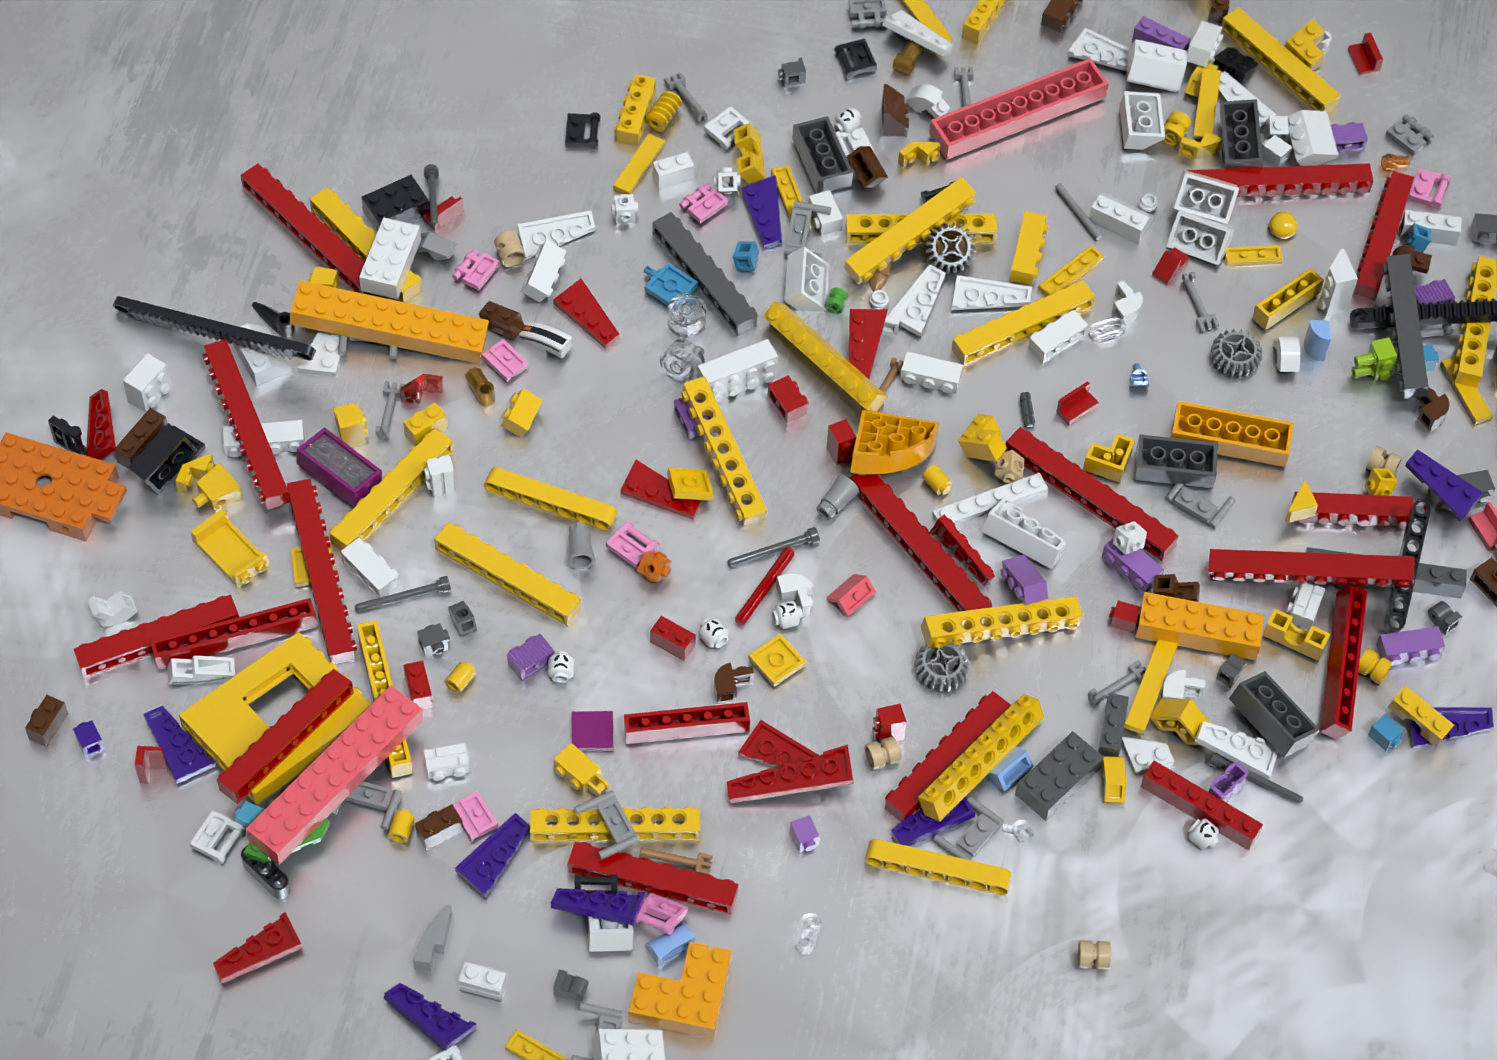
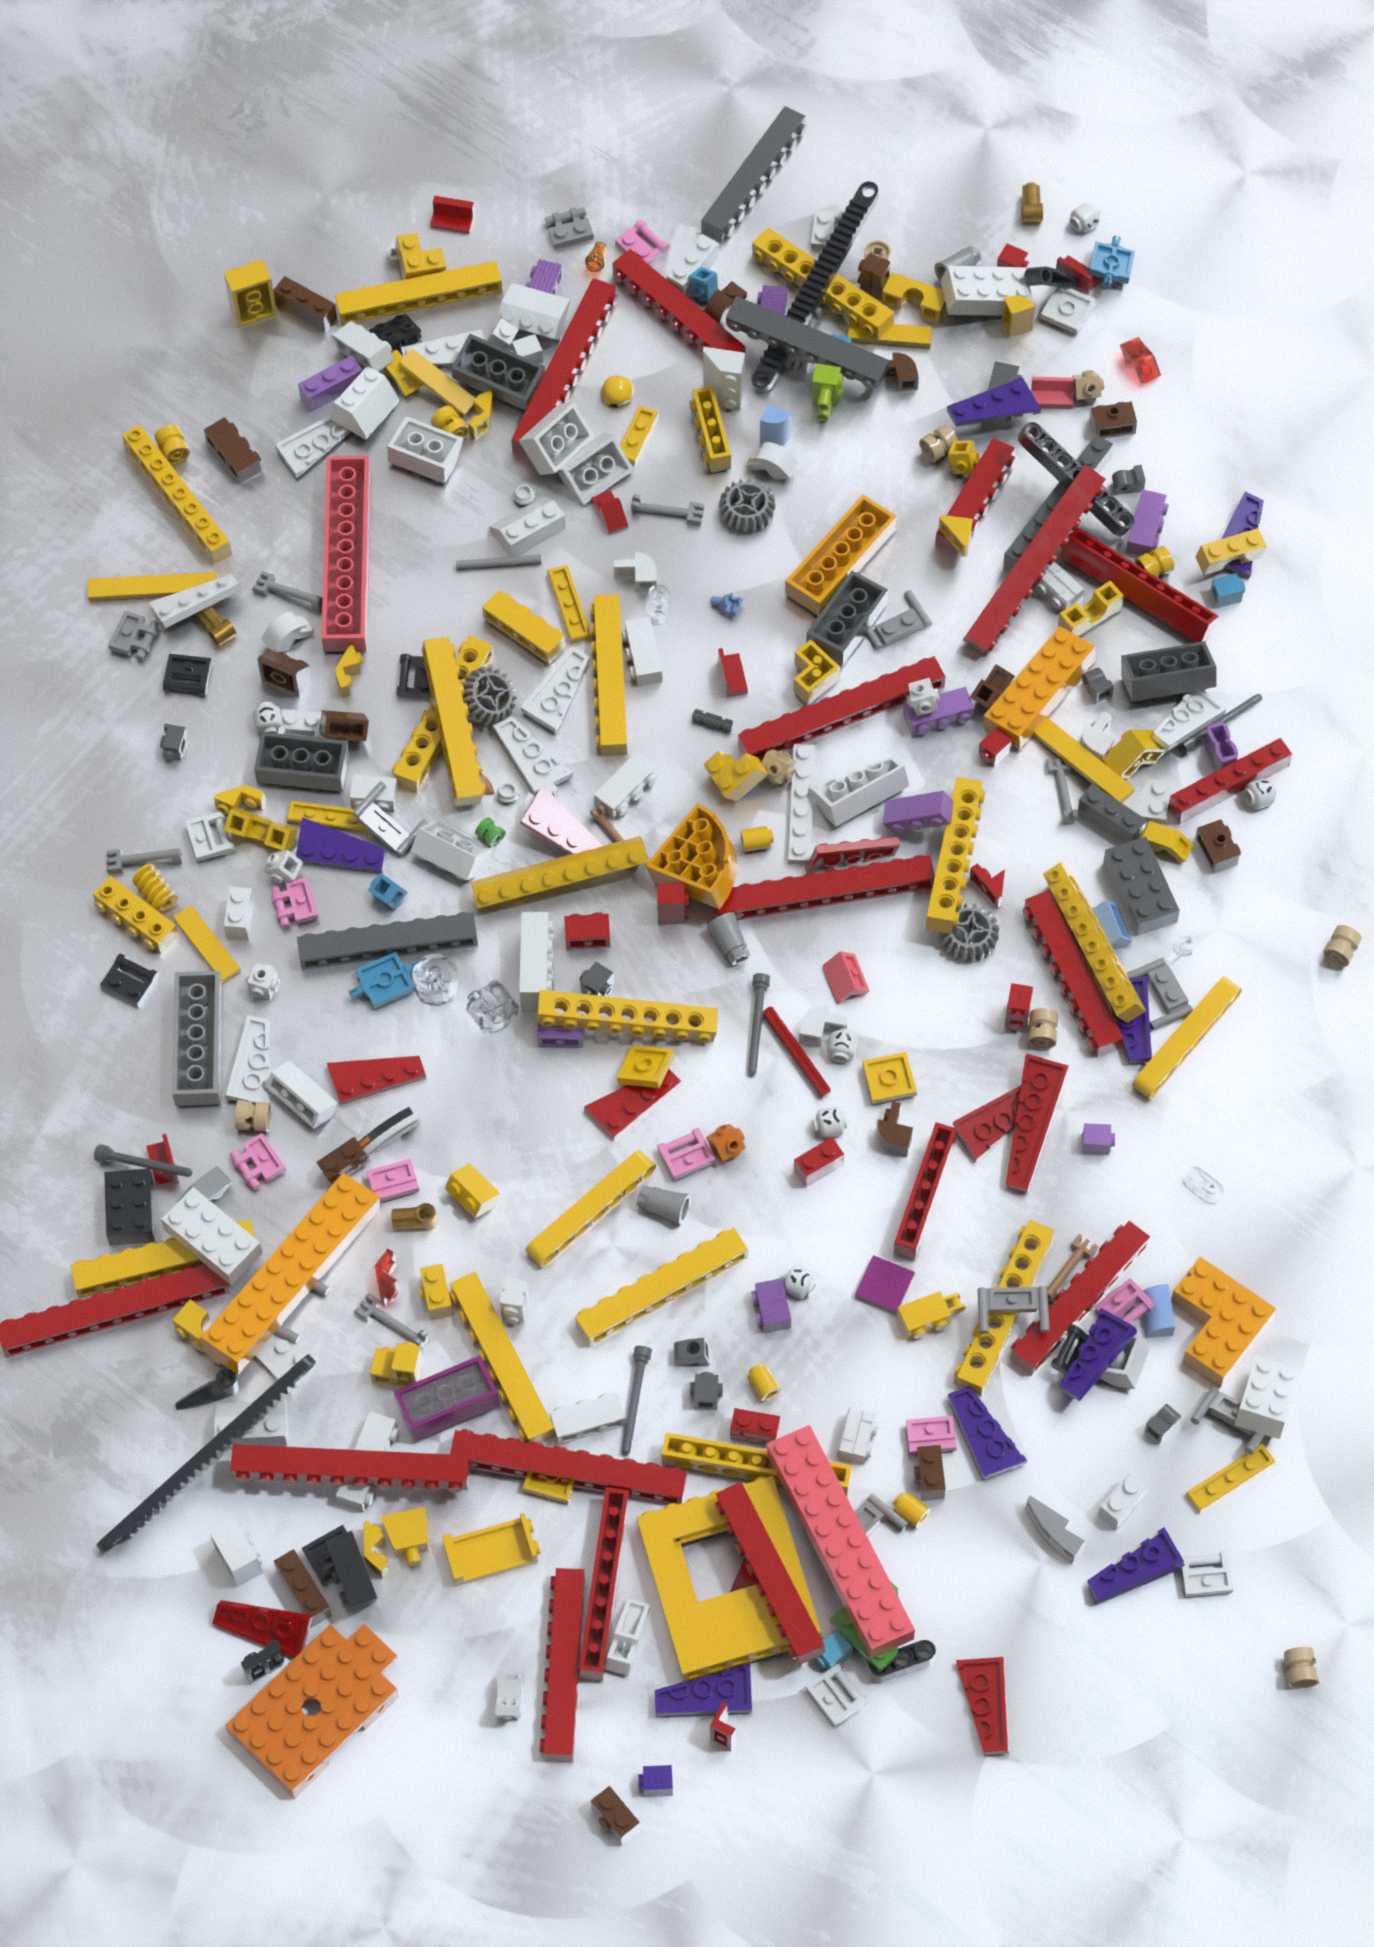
camera: 60 degrees left, 5 degrees up
(554, 187) = (197, 1038): none -> light grey brick
(747, 423) = (597, 980): none -> dark grey brick
(768, 130) = (235, 797): none -> yellow slope
(995, 666) = (991, 887): none -> red slope
(1133, 821) = (1218, 846): none -> reddish brown brick

